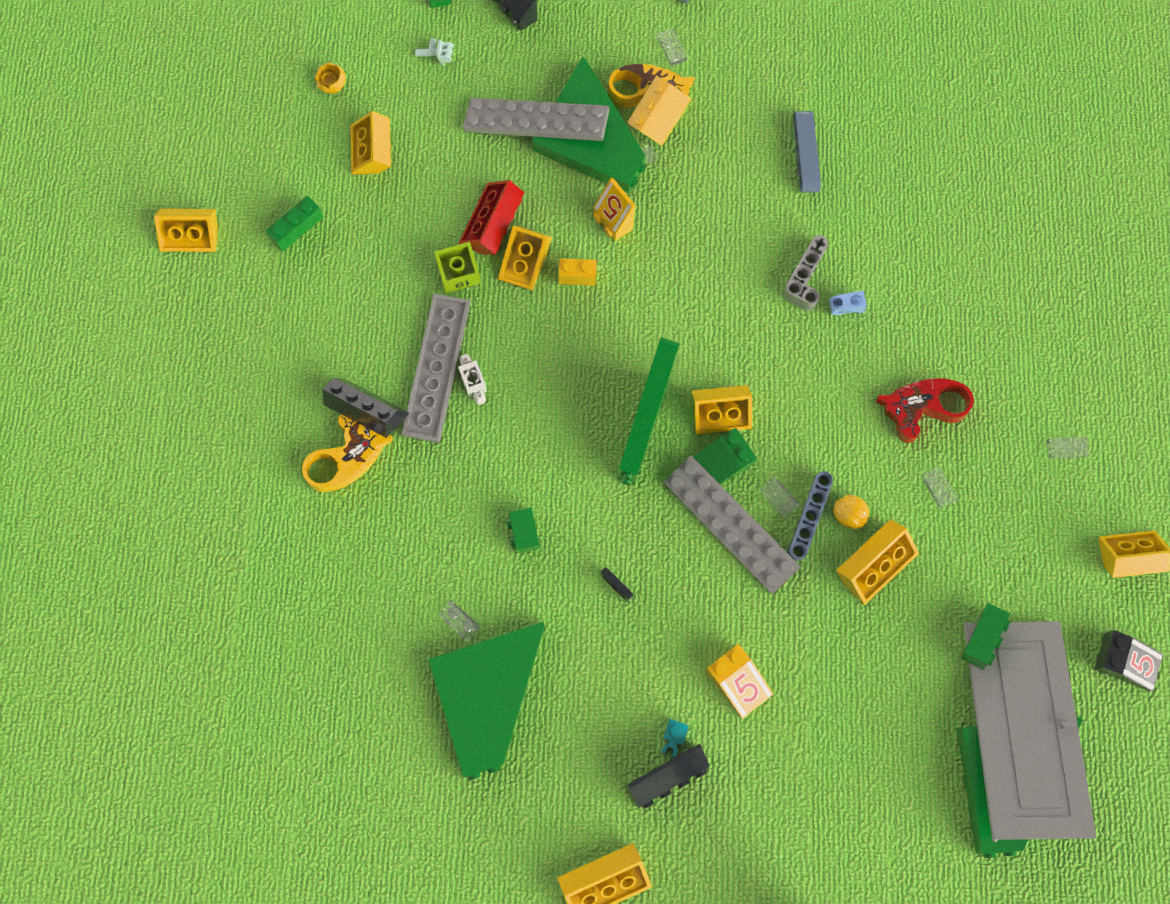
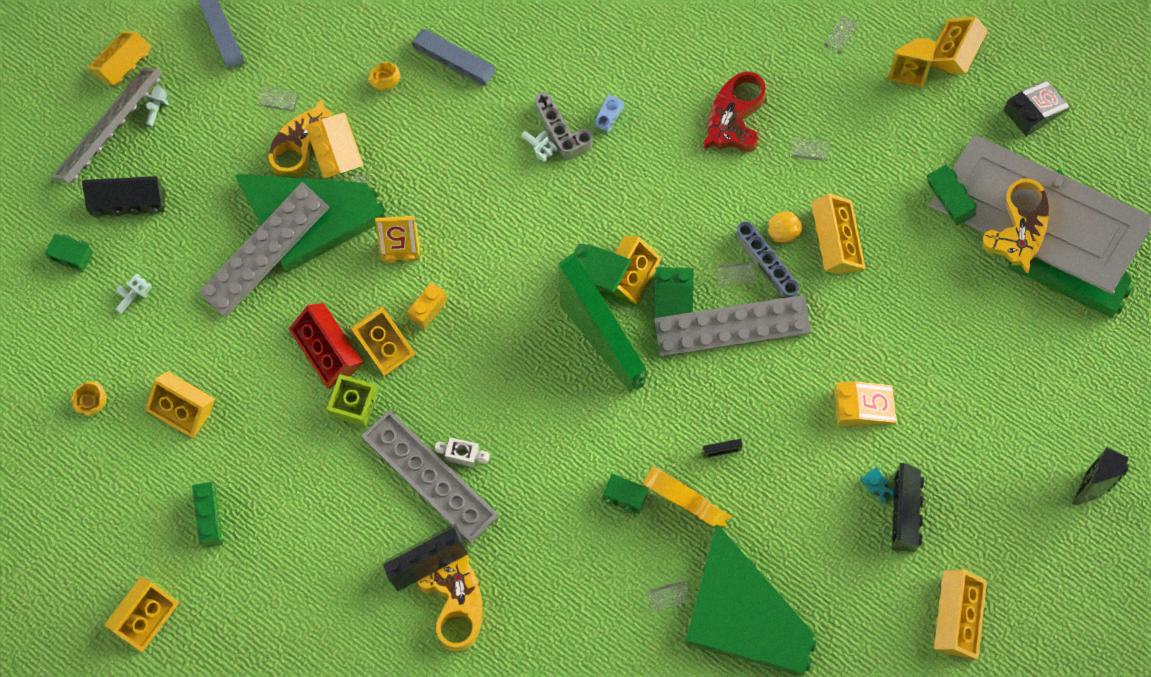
camera: 50 degrees left, 5 degrees down
(550, 575) = (684, 496): none -> yellow animal
(699, 379) = (602, 266): none -> green slope
(749, 111) = (384, 76): none -> yellow hair
(780, 270) = (542, 145): none -> light aqua arm
(996, 727) = (1023, 240): none -> yellow animal
(1085, 523) = (912, 62): none -> yellow slope

